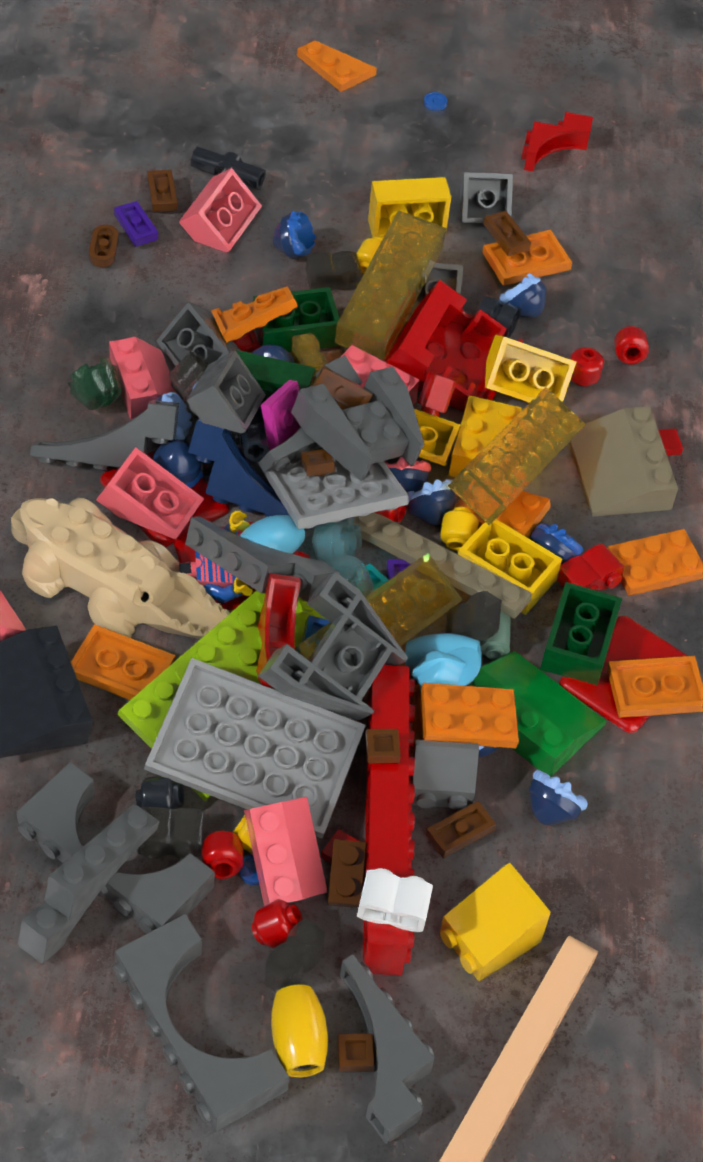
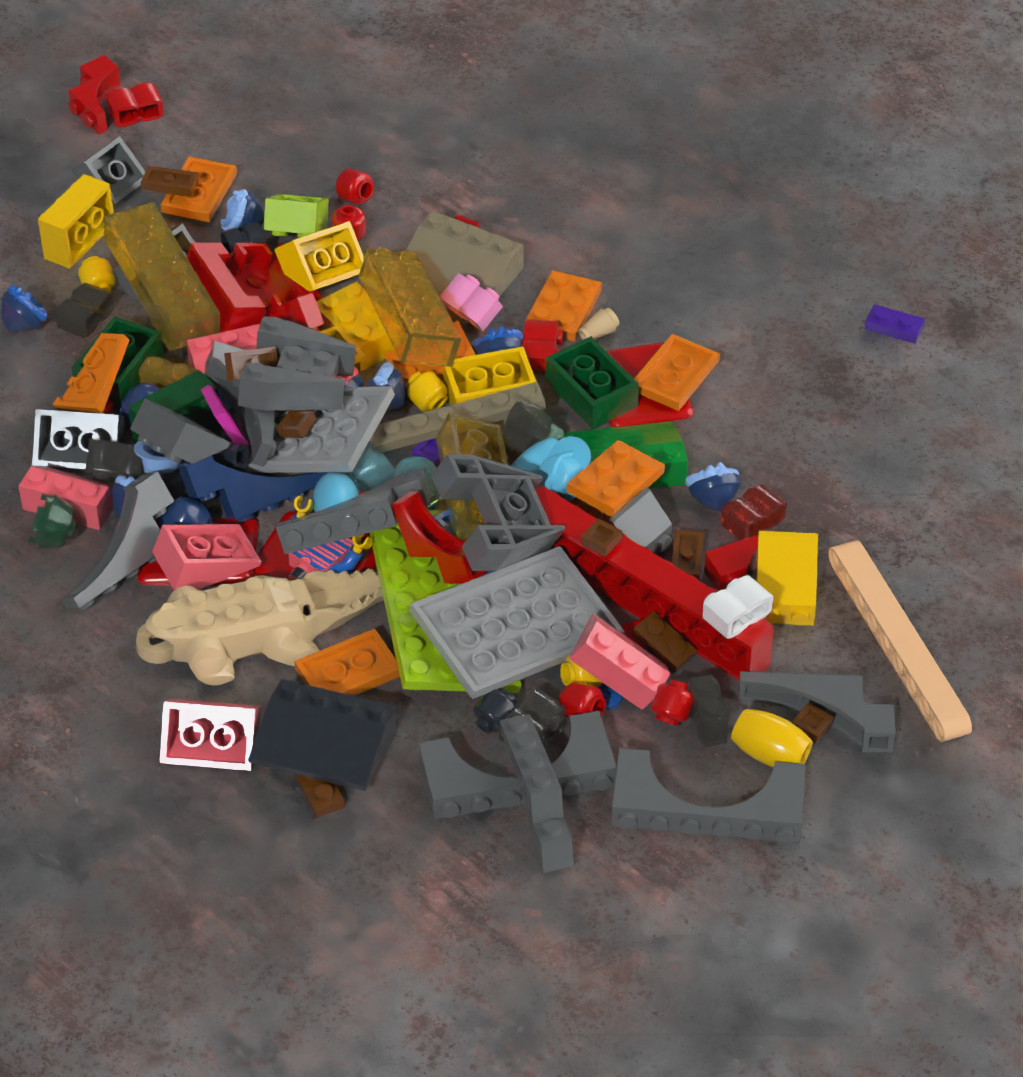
camera: 45 degrees left, 5 degrees down
(475, 866) = (731, 562): none -> red slope
(553, 326) = (295, 214): none -> lime brick
(555, 849) = (754, 512): none -> clear red brick
(569, 167) = (134, 104): none -> red brick
(586, 495) = (470, 301): none -> bright pink brick
(656, 599) = (600, 324): none -> tan cone

